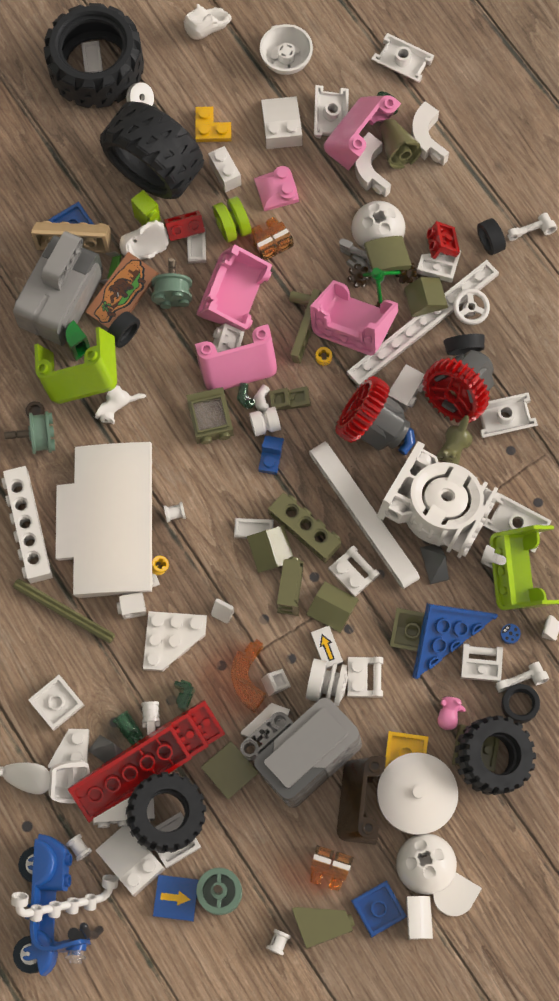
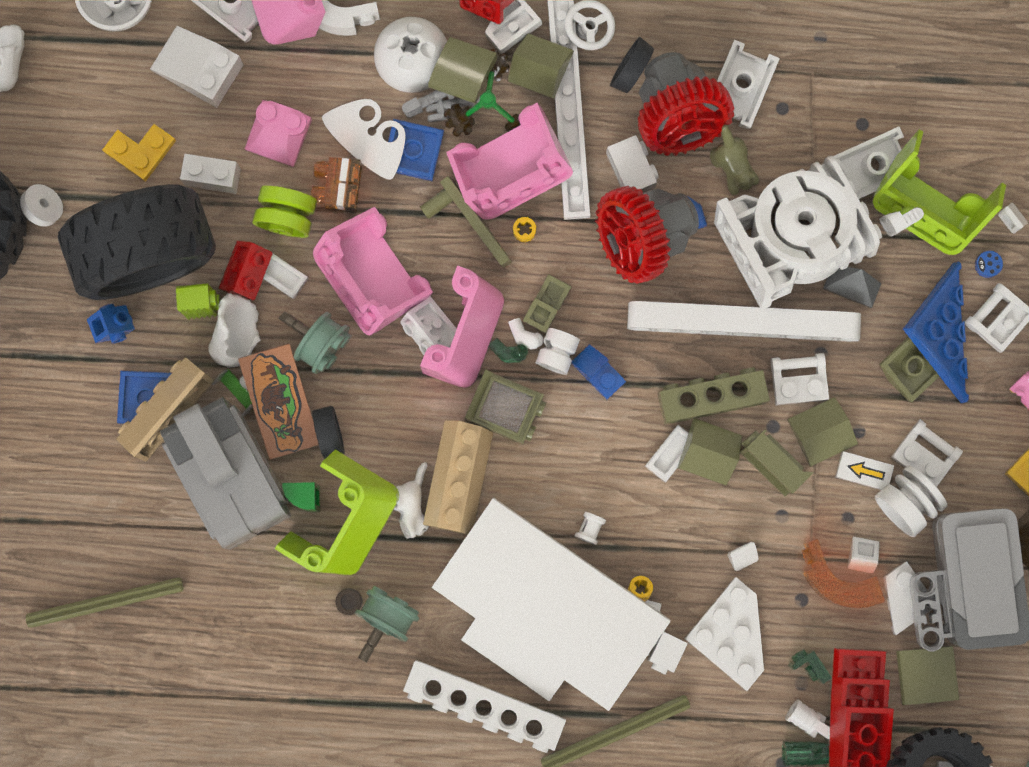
camera: 60 degrees left, 10 degrees up
(100, 176) = (111, 324): none -> blue brick
(151, 417) = (458, 477): none -> tan slope
(304, 242) = (353, 135): none -> white piece
(323, 265) = (420, 149): none -> blue tile

